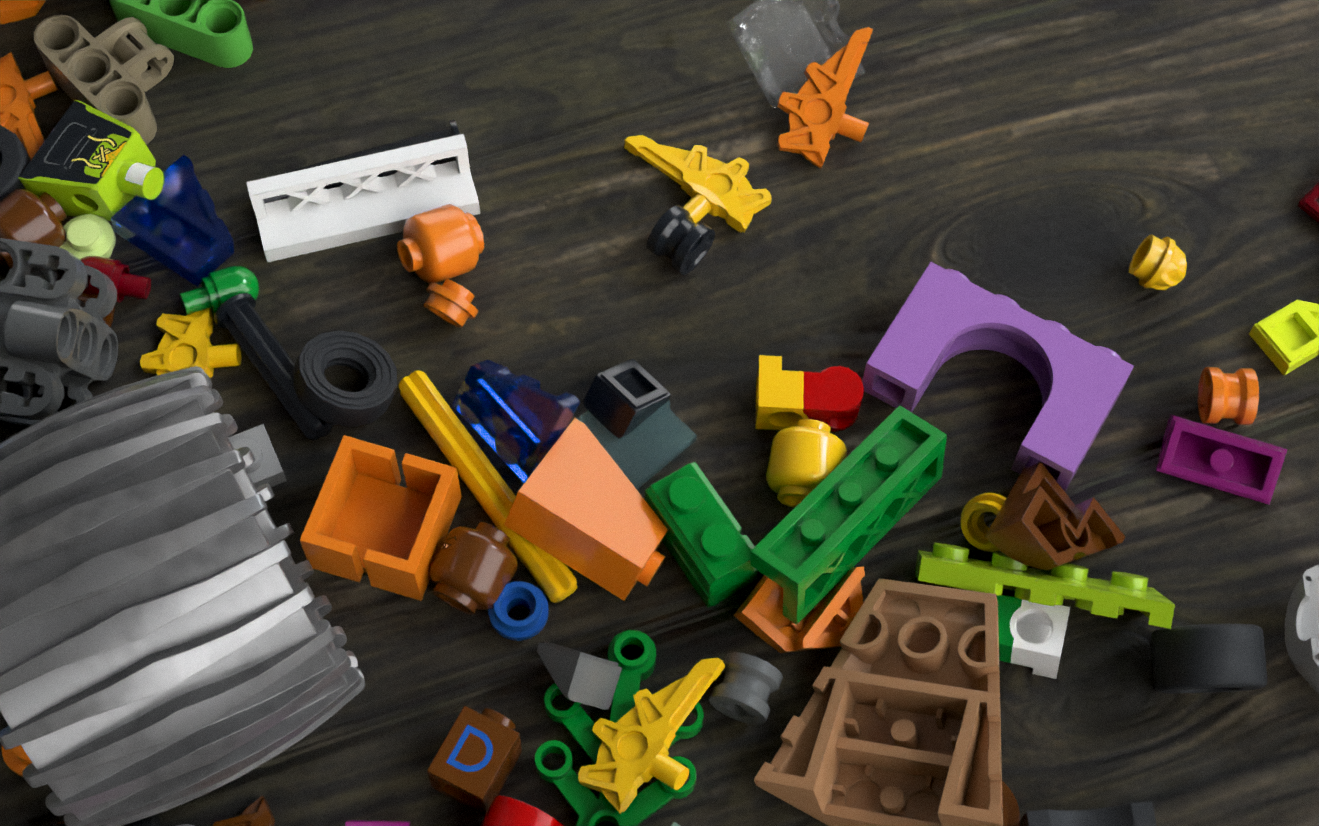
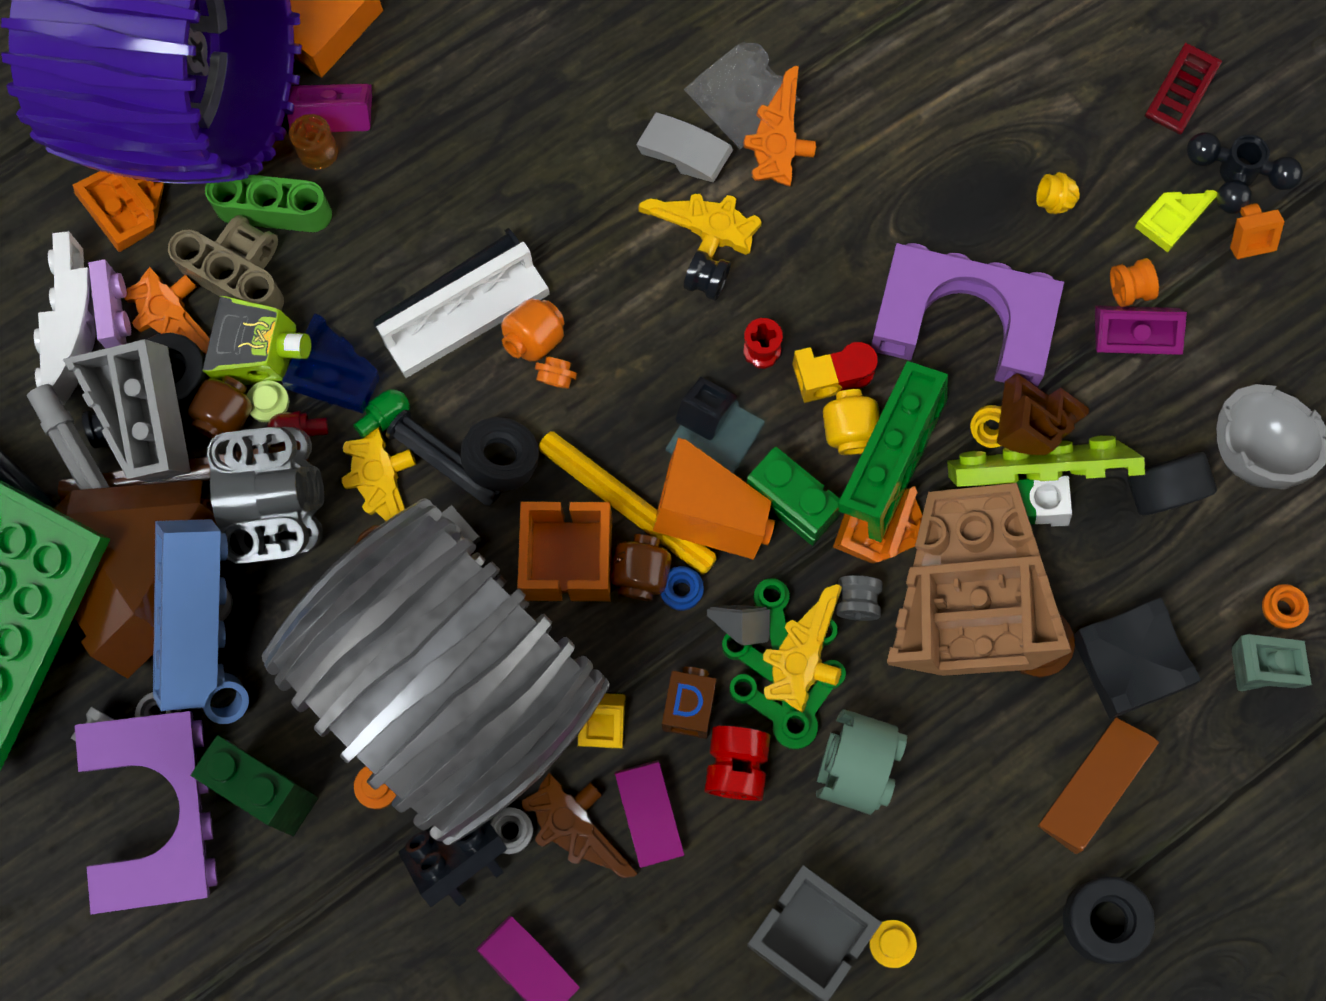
camera: 10 degrees left, 10 degrees up
(355, 749) = (606, 724): none -> yellow slope
(513, 414) = (632, 447): clear blue wing -> none
(707, 87) = (687, 146): none -> light grey slope
(720, 322) = (765, 330): none -> red bush

